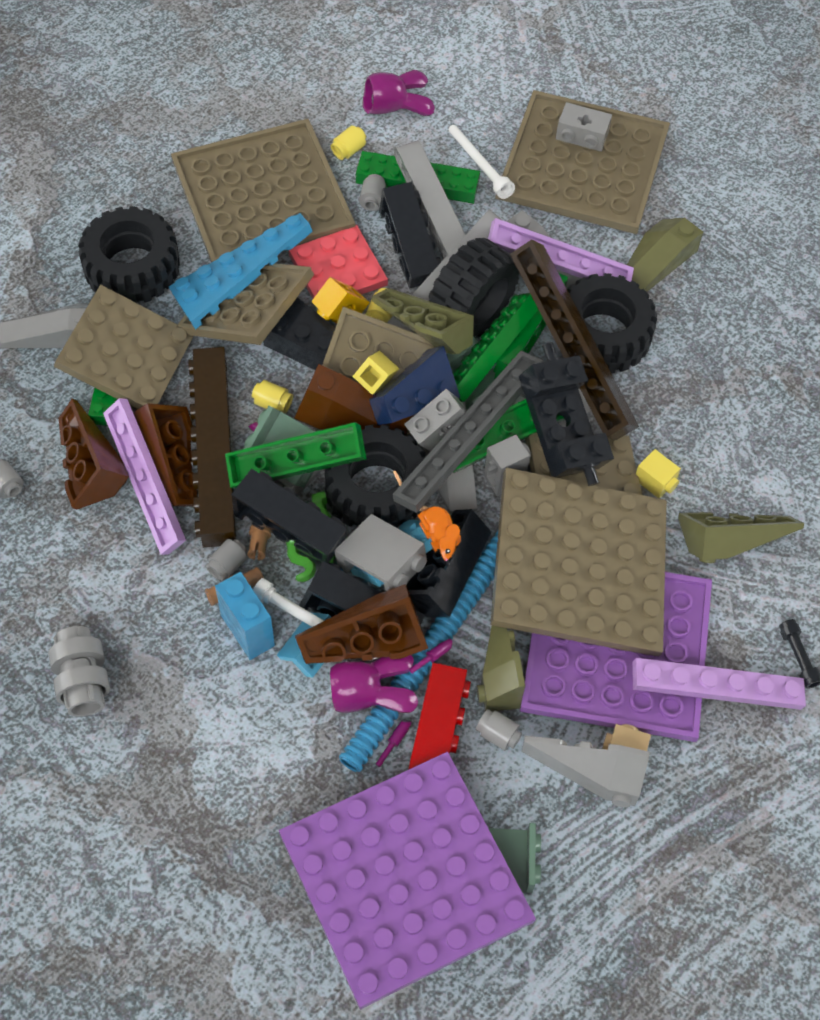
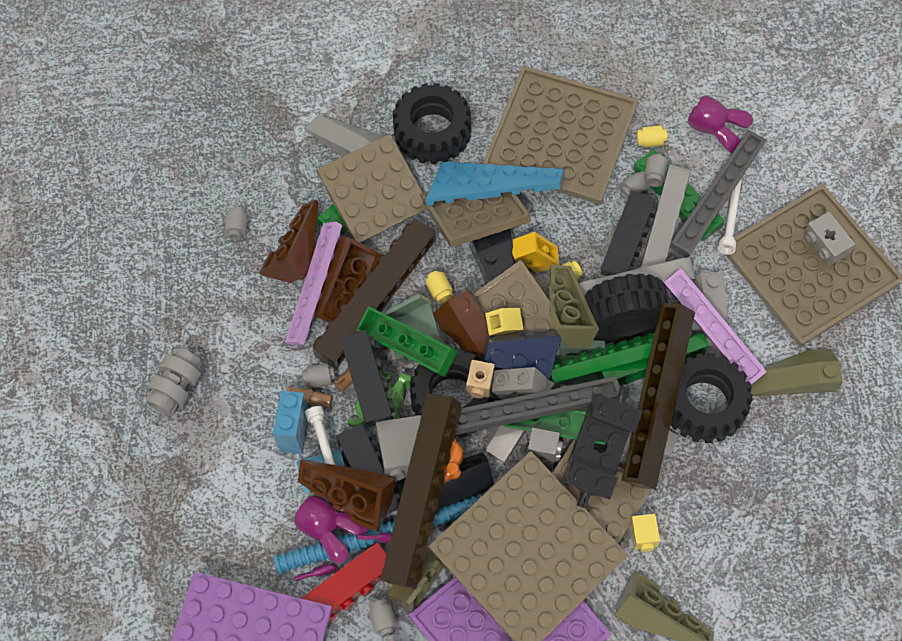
camera: 45 degrees right, 5 degrees up
(342, 257) = (567, 222): coral plate -> none
(384, 163) = (655, 170): none -> light grey brick
(401, 438) = (480, 379): none -> tan brick
(446, 571) = (421, 491): none -> dark brown brick
(456, 151) = (717, 194): none -> dark grey plate

